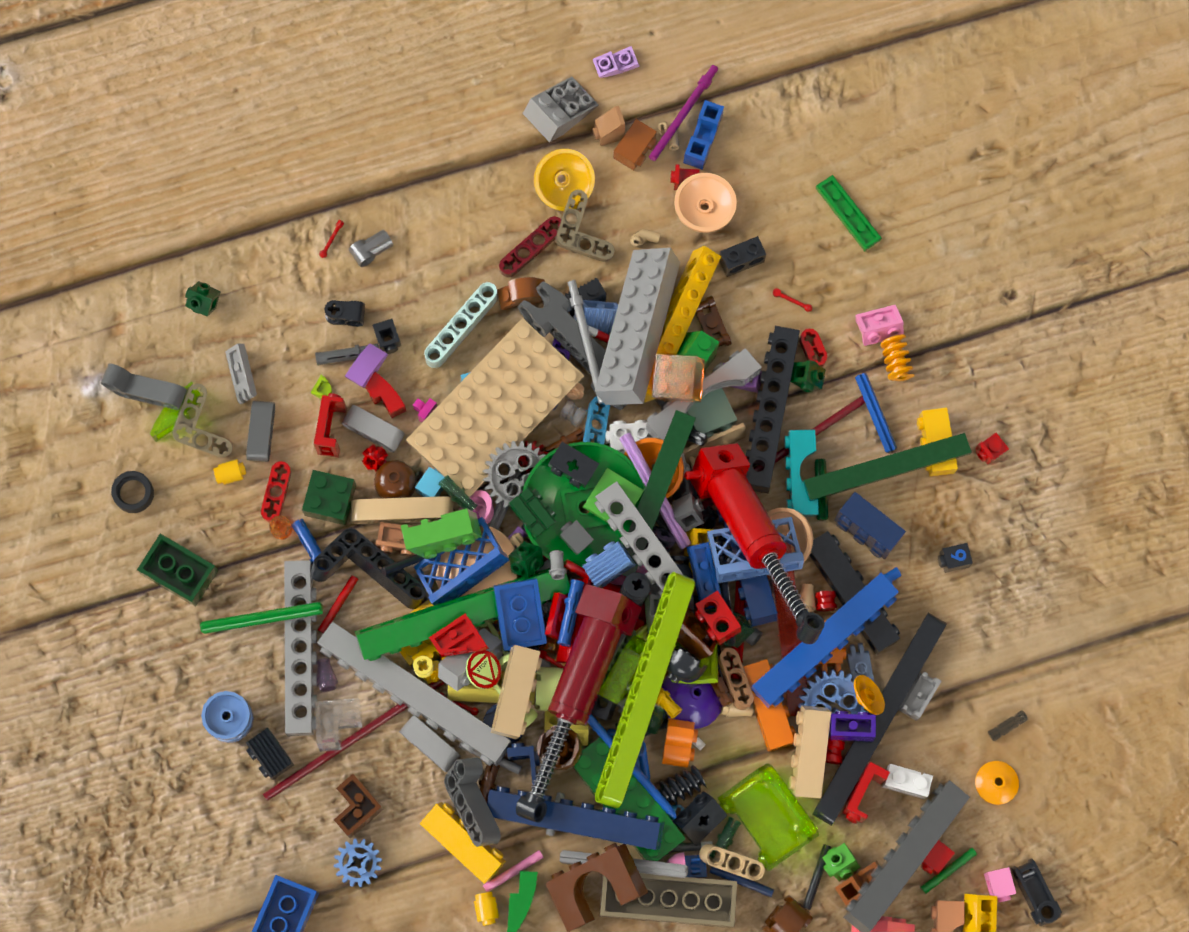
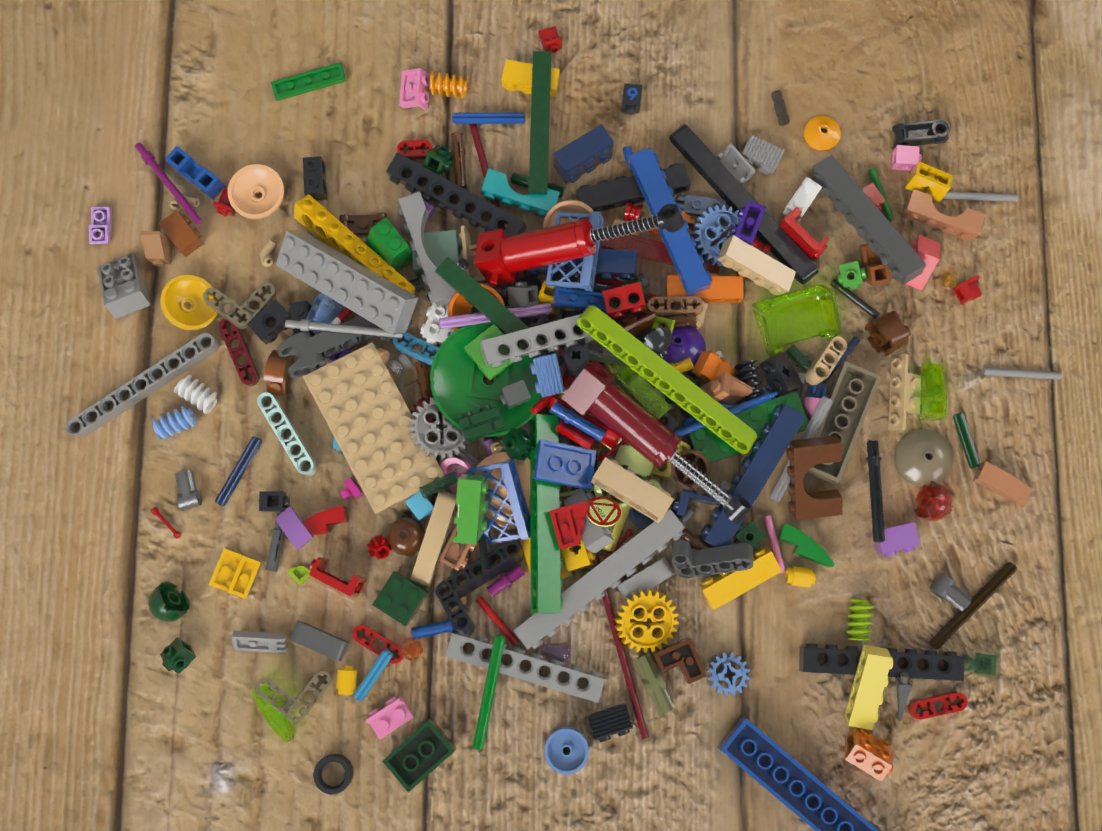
camera: 65 degrees left, 5 degrees up
(143, 388) = (241, 736): dark grey beam -> none
(206, 528) = (390, 717): none -> bright pink bracket
(242, 496) = (373, 675): none -> dark azure axle
(251, 270) = (167, 602): none -> dark green cylinder
(302, 324) = (234, 573): none -> yellow slope
(323, 787) = (654, 683): none -> olive piece
(334, 716) = (597, 657): clear brick -> none
(348, 313) = (239, 529): black piece -> none
(368, 762) = (644, 638): none -> yellow gear
(373, 428) = (352, 540): light grey beam -> none
(382, 598) = (505, 580): none -> magenta pin
(407, 290) = (238, 471): none -> dark blue axle
(425, 673) = (581, 557): light yellow bush -> none
(434, 210) = (174, 422): none -> light blue piece
(458, 157) = (134, 386): none -> light grey beam
(471, 221) = (196, 394): none -> white piece
(516, 843) = (754, 533): none -> dark green brick
(557, 565) = (533, 418): light grey pin -> none
(567, 257) = (260, 323): none -> black brick
(584, 464) = (457, 365): black brick -> none
(660, 759) = (726, 389): none -> nougat bracket
(678, 378) = (406, 260): clear orange brick -> none
(777, 292) = (356, 162): red hinge -> none
(840, 388) = (457, 144): none -> reddish brown pin
(869, 695) = (726, 203): light orange dish -> none
(943, 721) = (762, 154): none -> light grey brick

